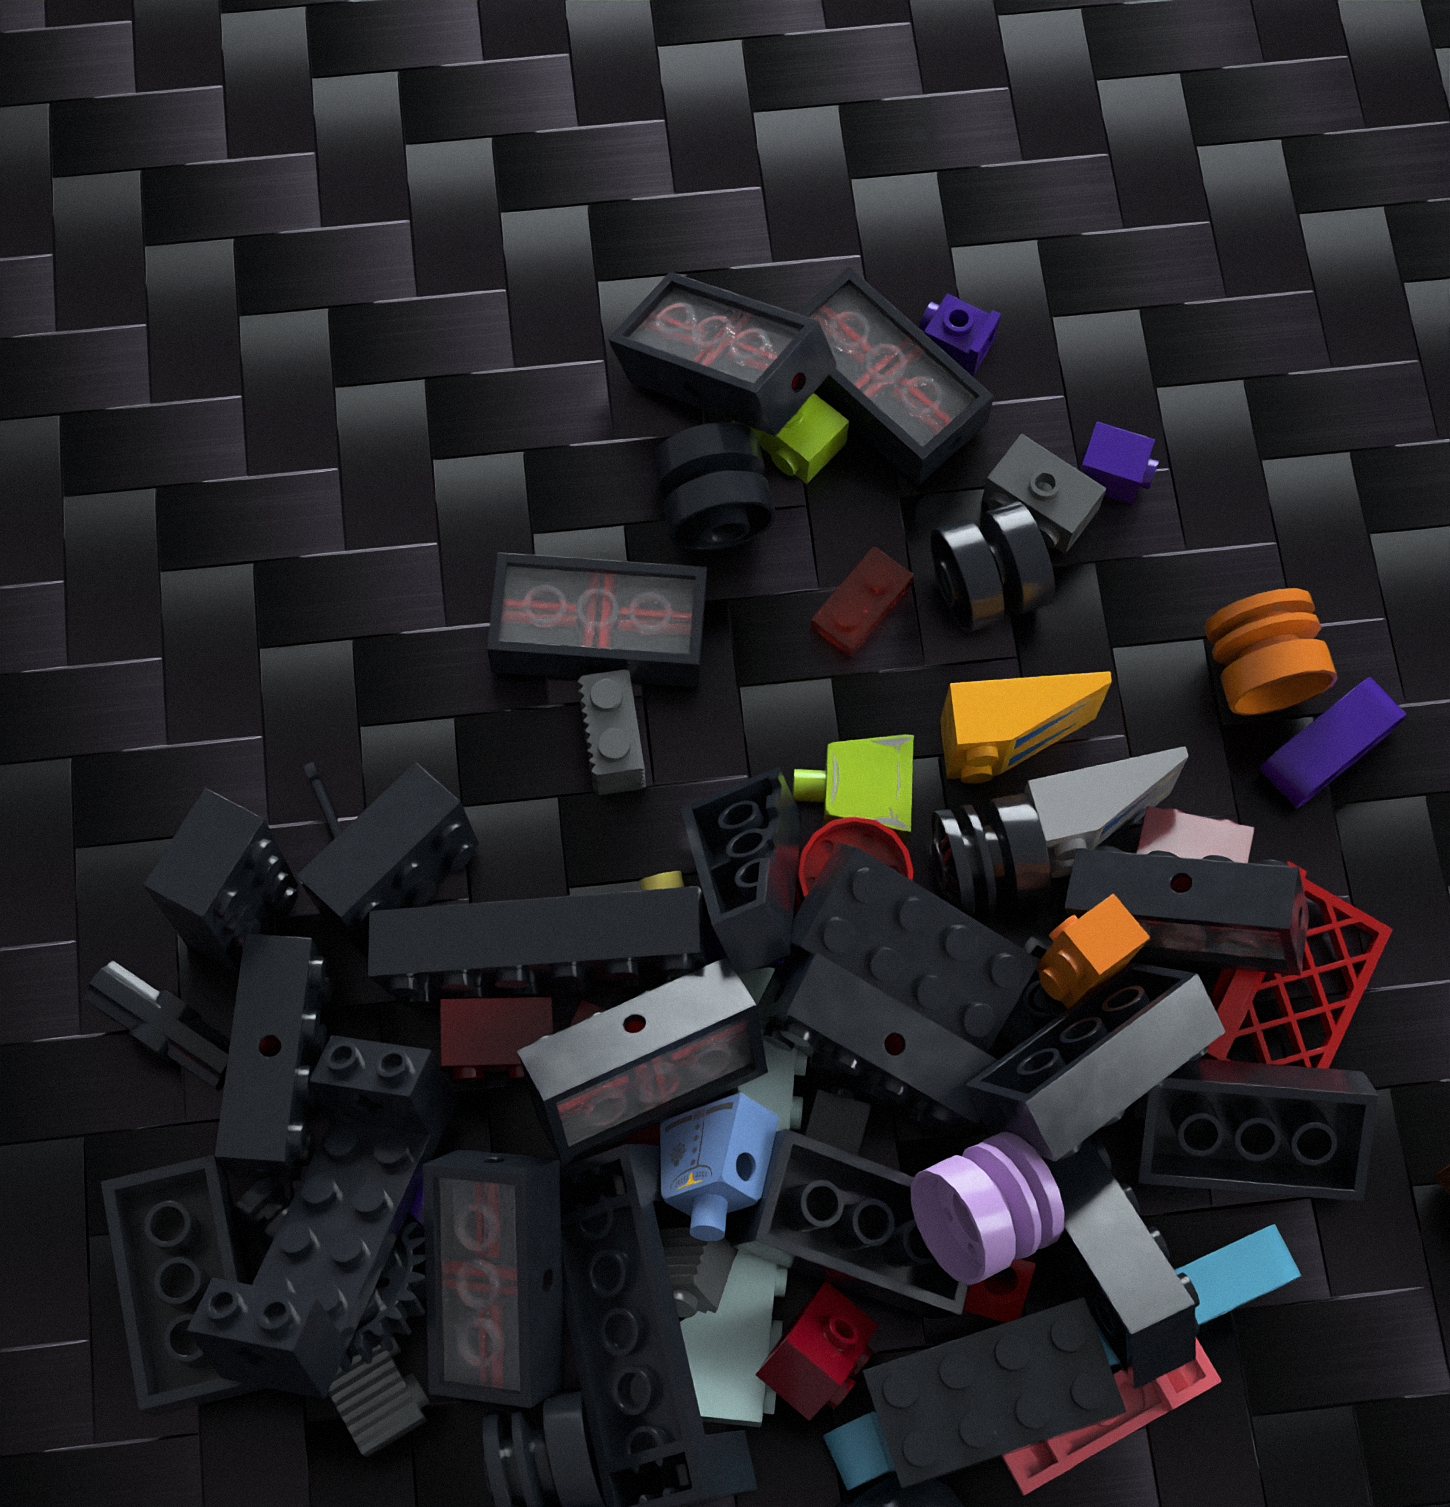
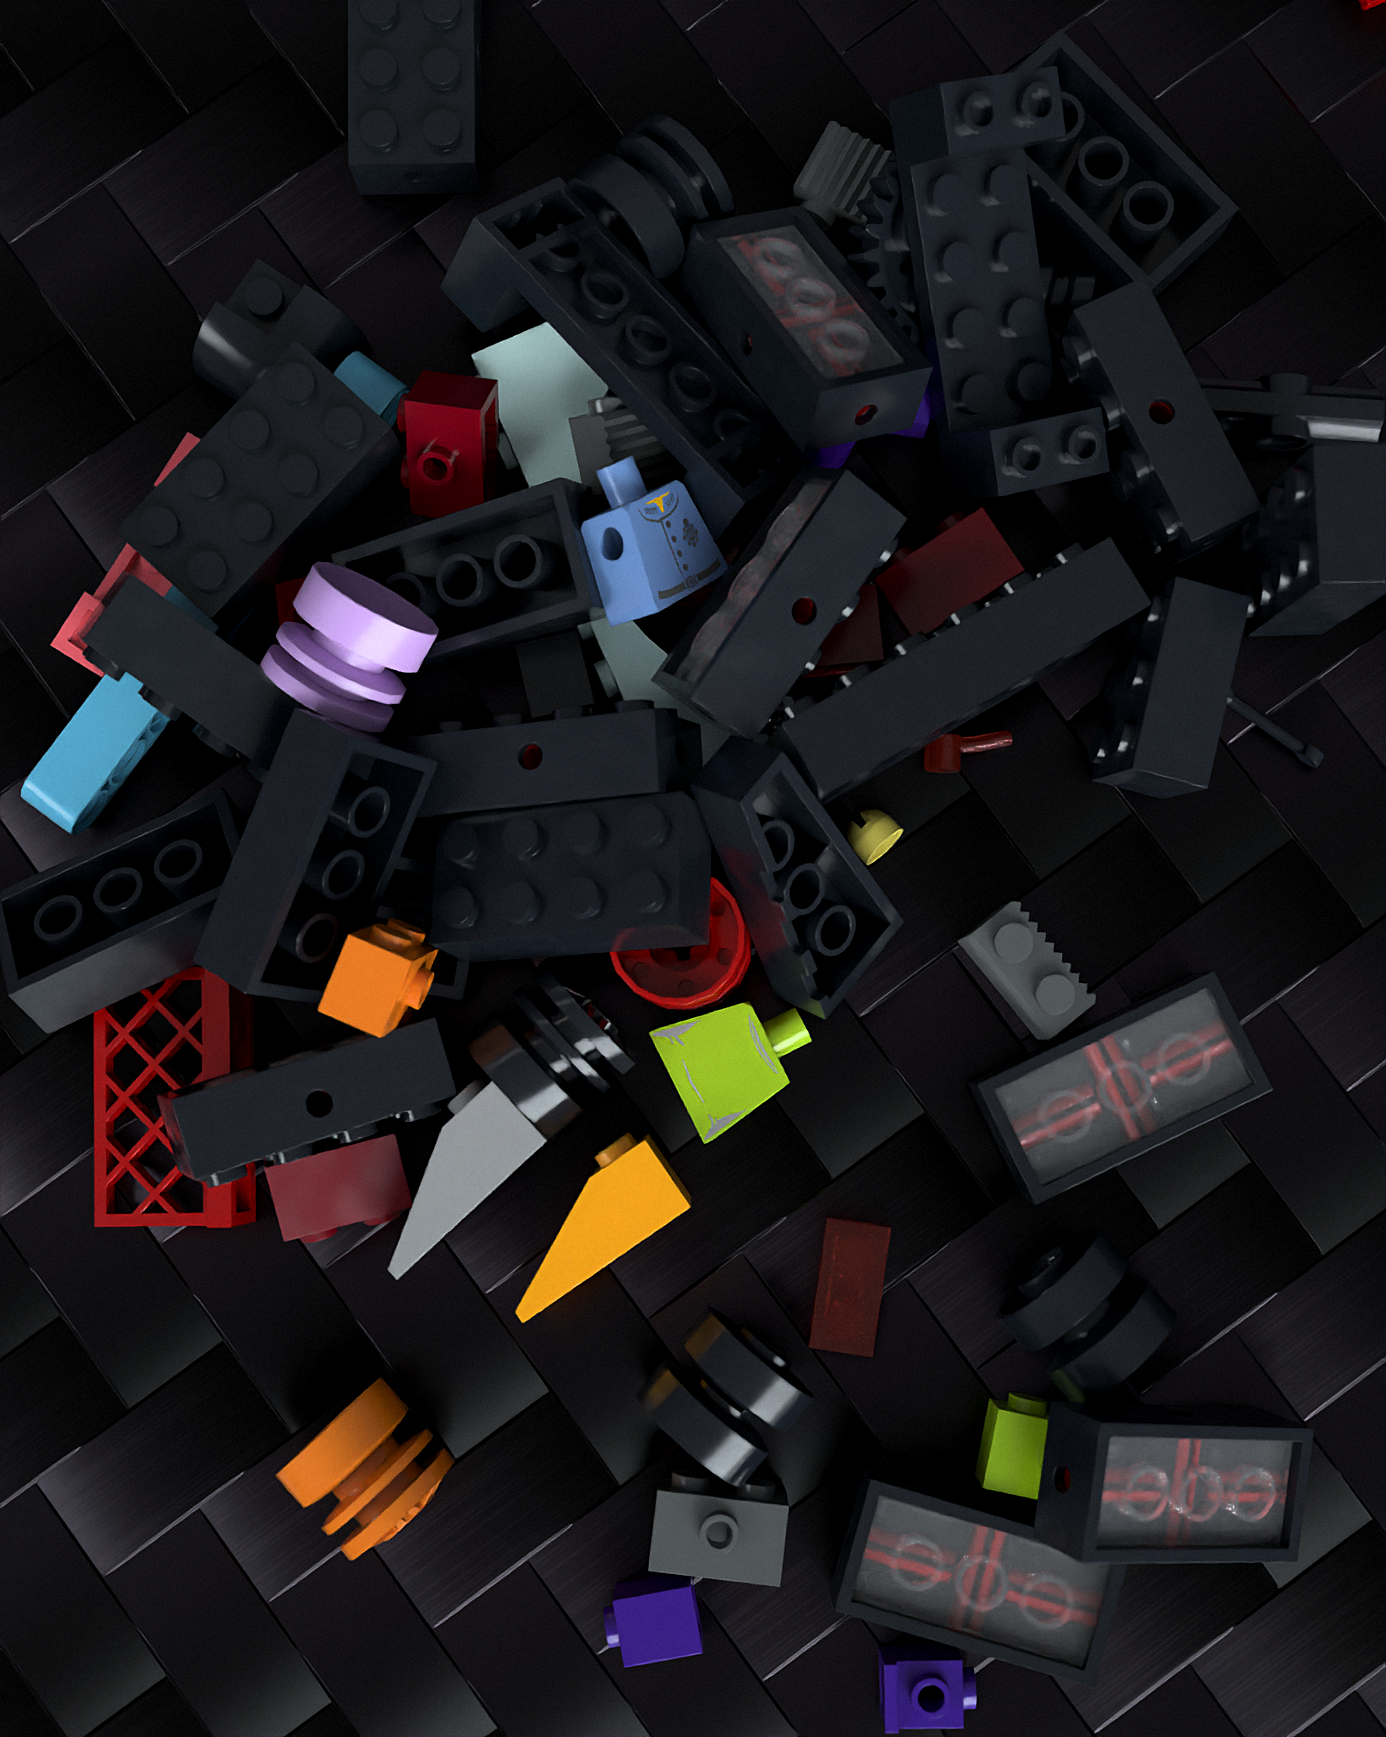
camera: 155 degrees right, 15 degrees up
(1333, 742) = (251, 1407): dark purple beam -> none

